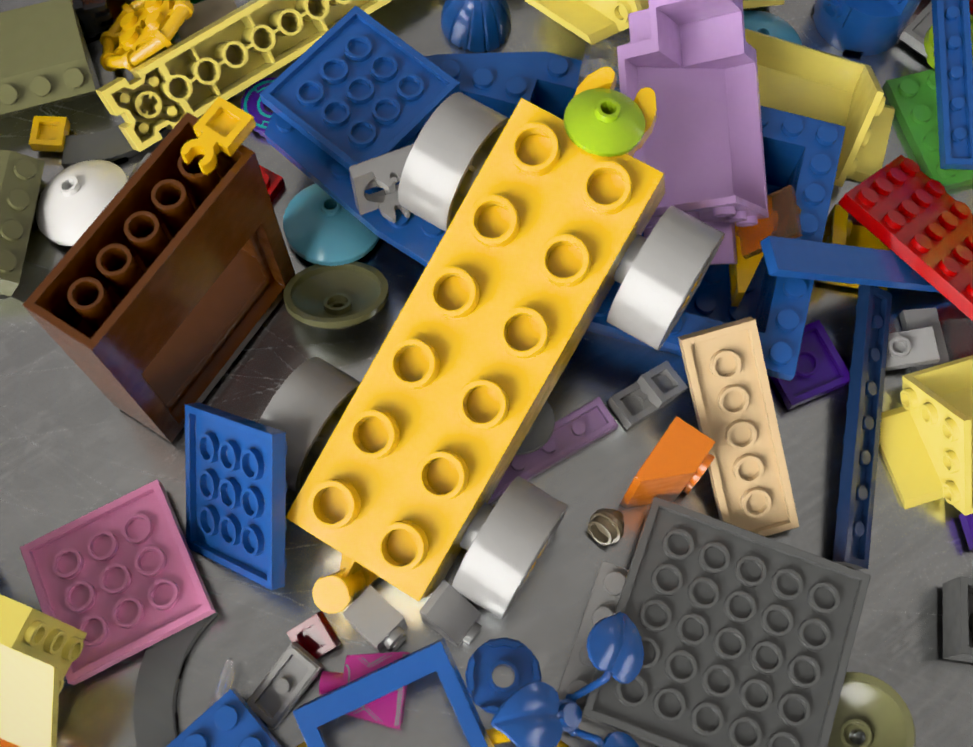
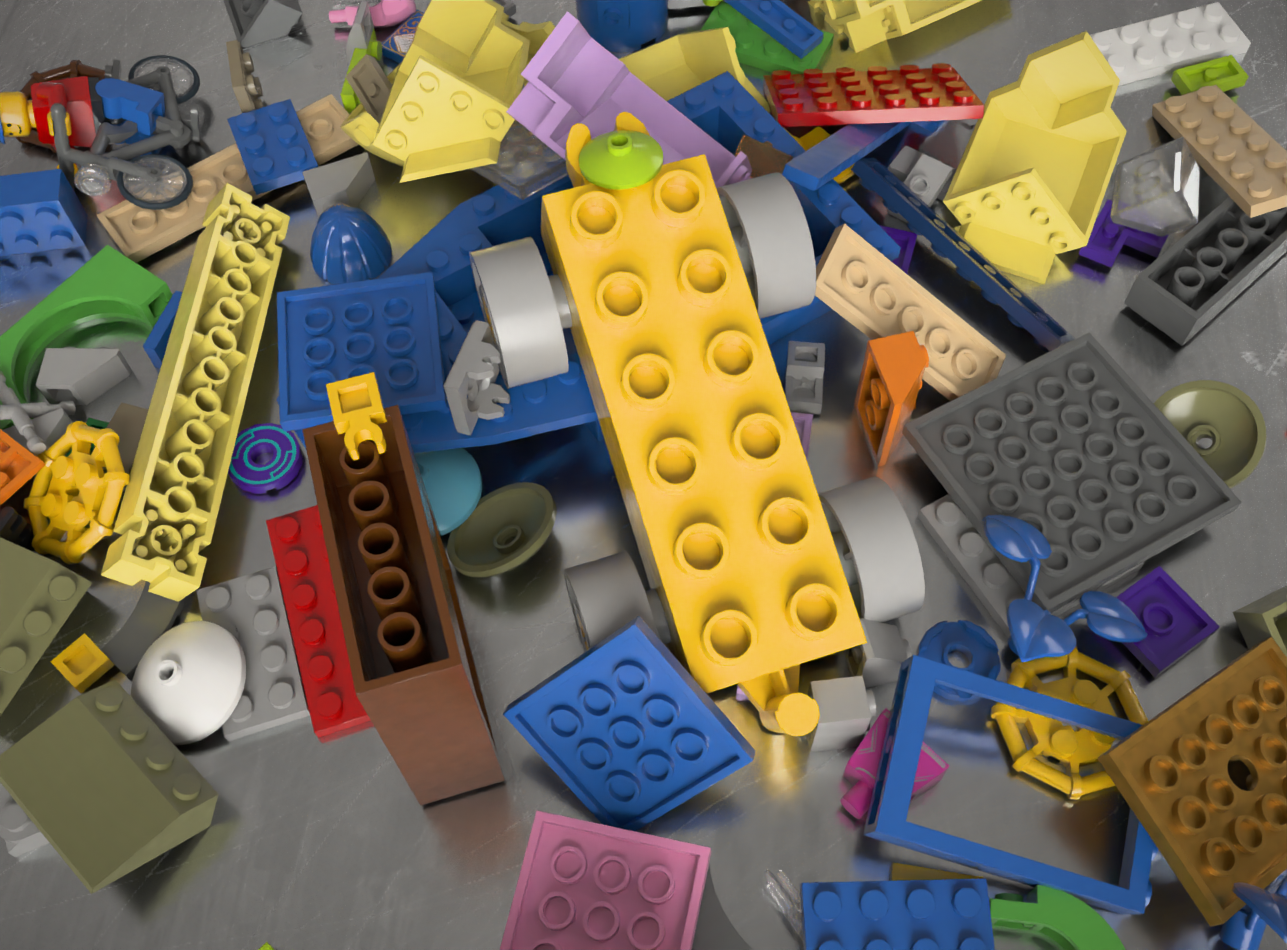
camera: 45 degrees left, 10 degrees down
(284, 685) = (826, 840): light grey plate -> none
(315, 635) = (803, 785): plate -> none
(606, 526) = (898, 480): dark tan plate -> none

